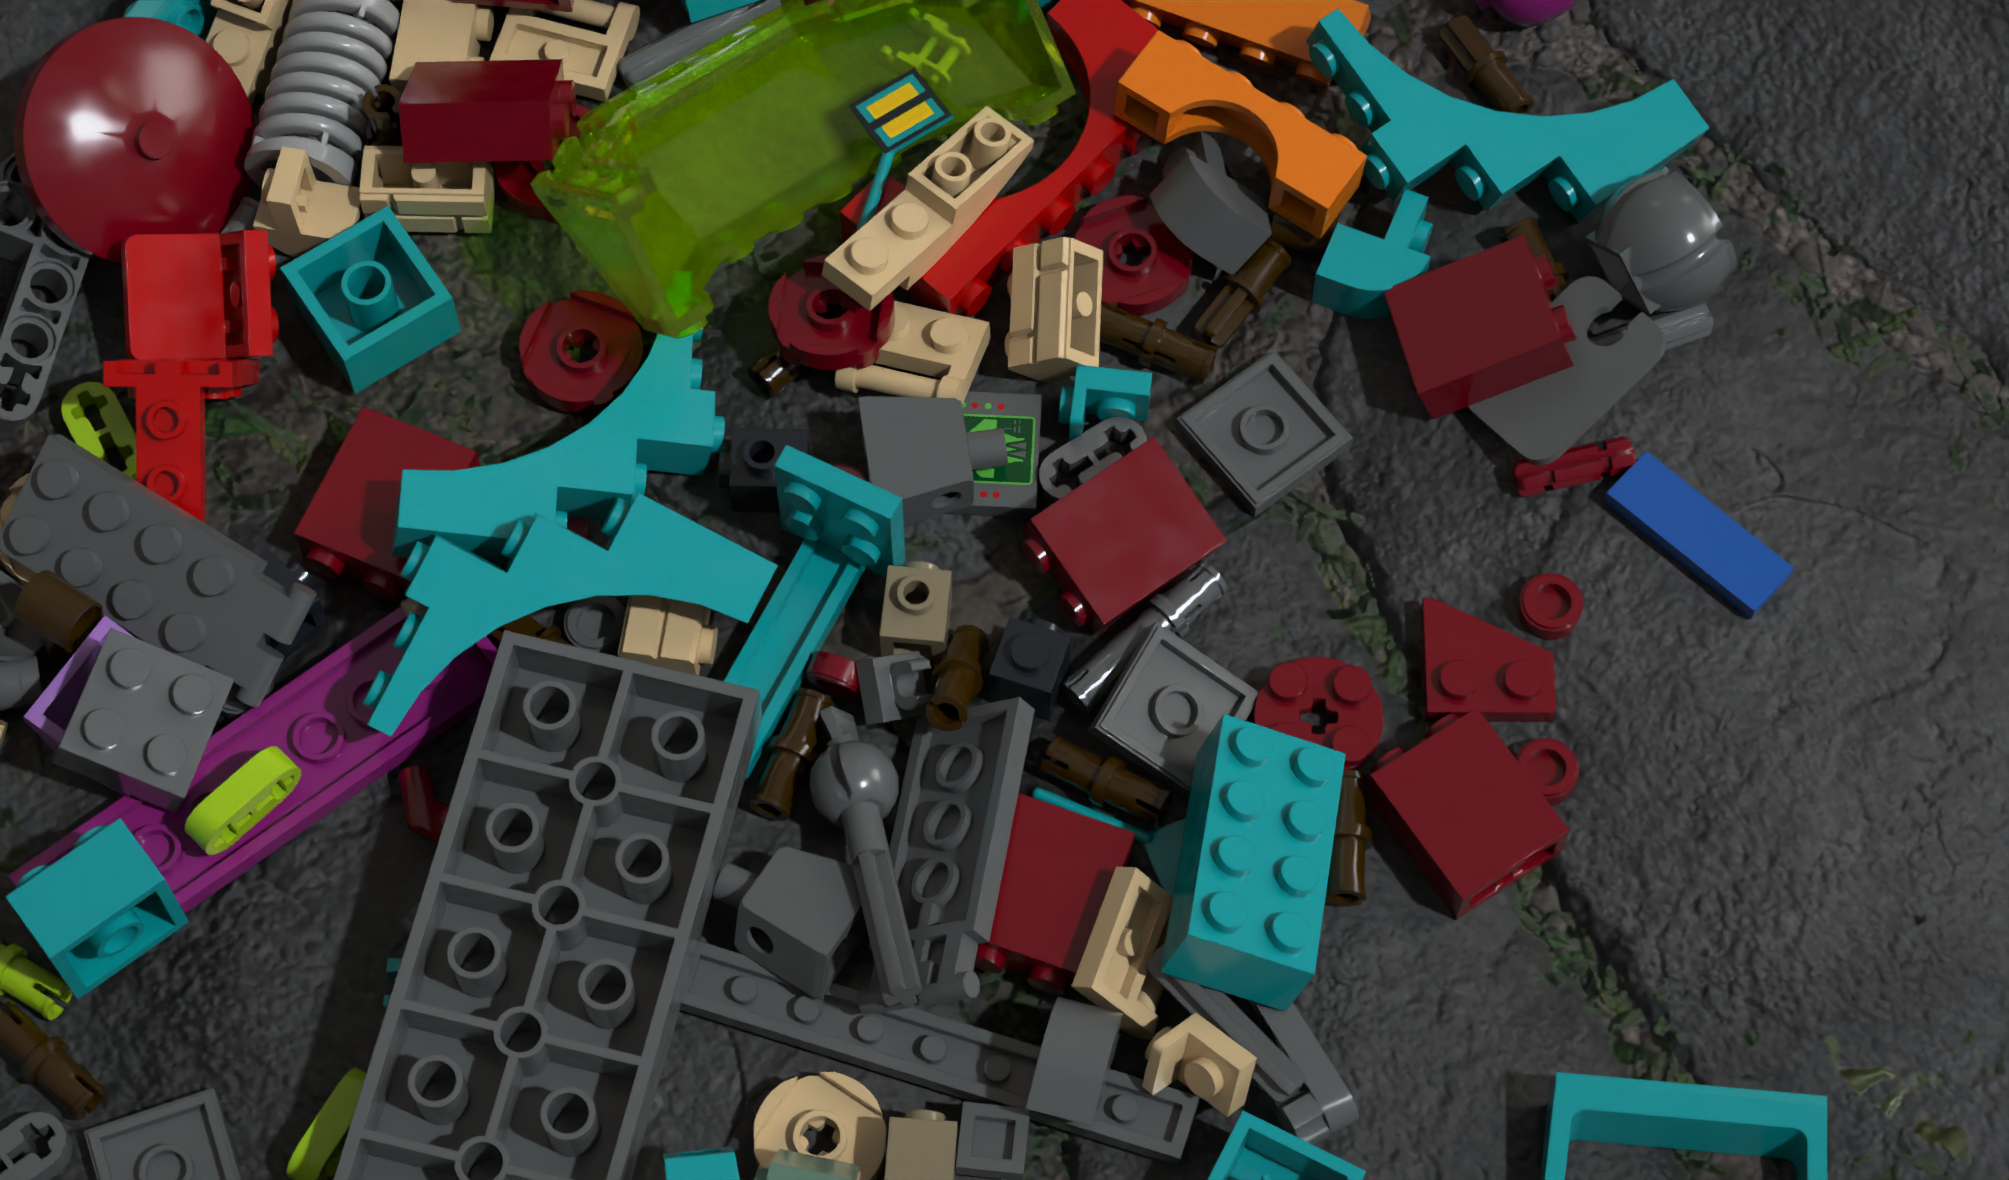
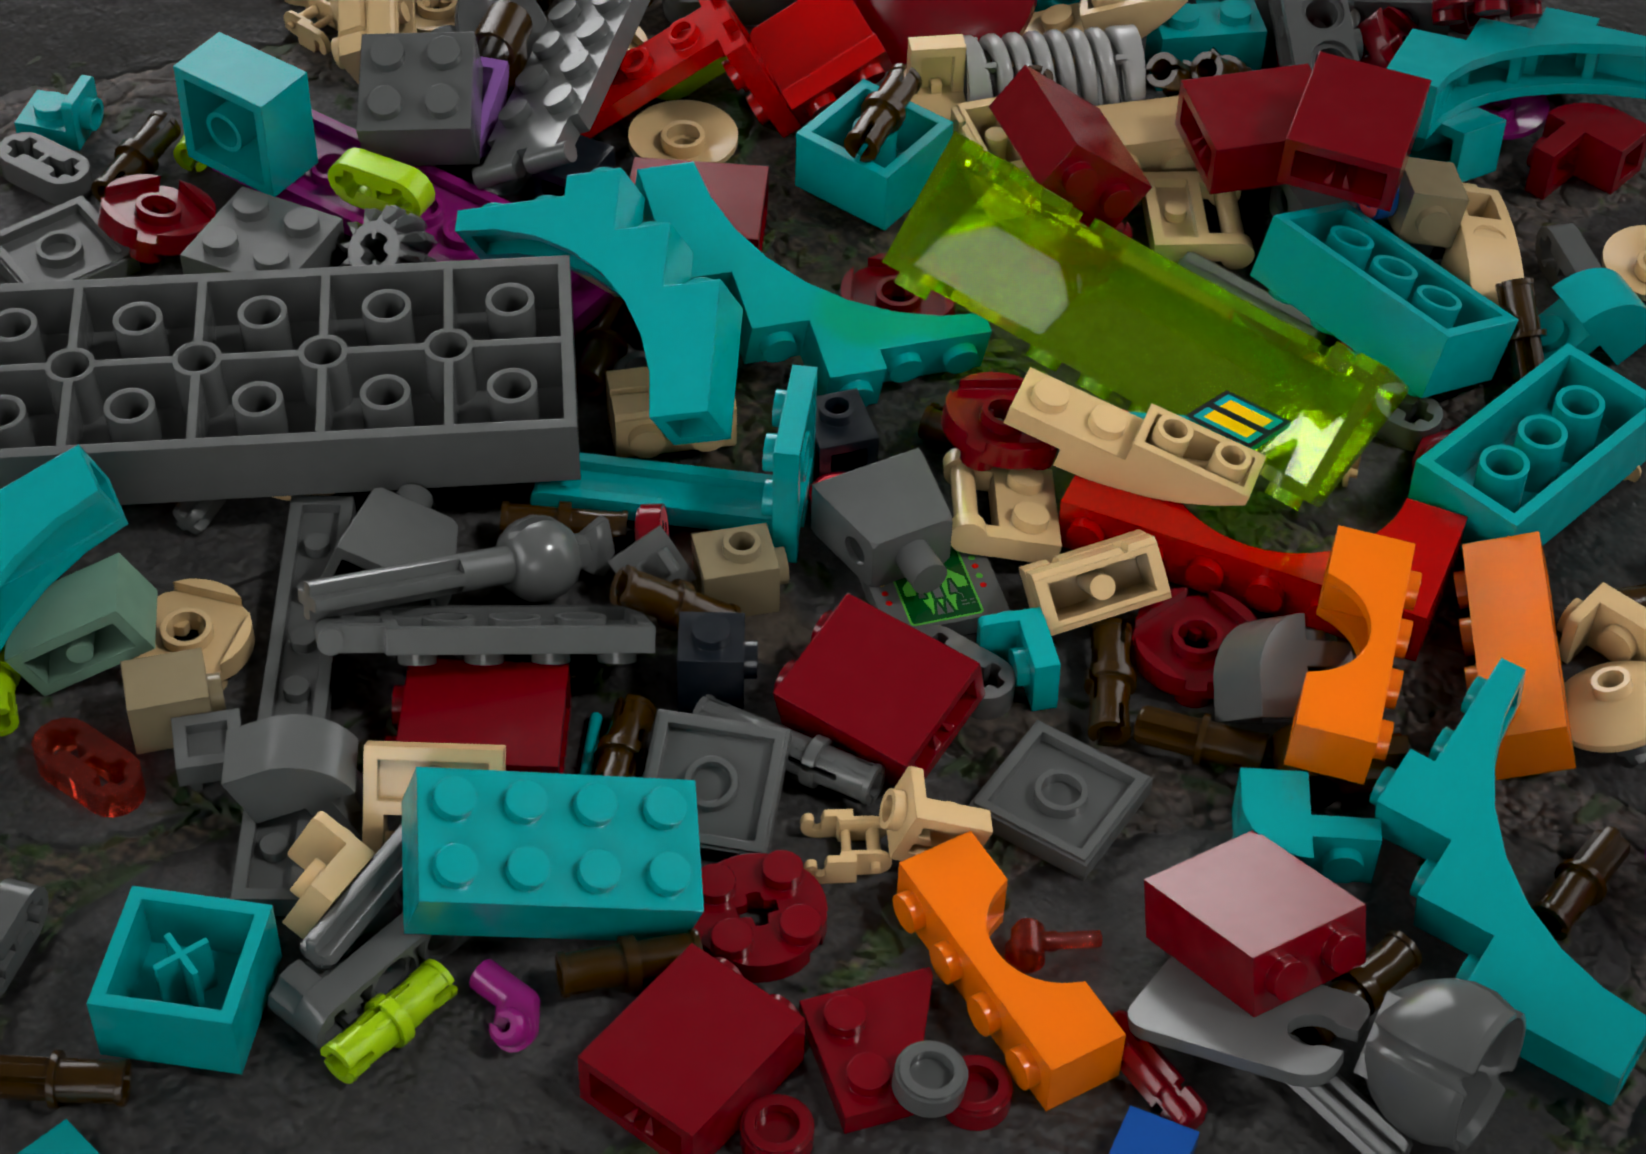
camera: 70 degrees right, 20 degrees down
(180, 1083) = (153, 217): none -> dark red plate
(250, 453) = (683, 132): none -> tan dish
(296, 952) = (265, 234): none -> dark grey brick
(369, 265) = (883, 112): none -> dark brown pin
(369, 831) = (388, 239): none -> dark grey gear
(1243, 618) = (847, 828): none -> tan piece
(1281, 554) = (921, 822): none -> tan bracket
(1361, 947) = (515, 1006): none -> magenta arm
(1371, 1088) = (388, 1021): none -> lime pin
(1374, 556) = (1051, 1033): none -> orange arch
(1418, 513) = (1030, 941): none -> clear red hand
(1547, 633) = (929, 1079): none -> dark grey tile

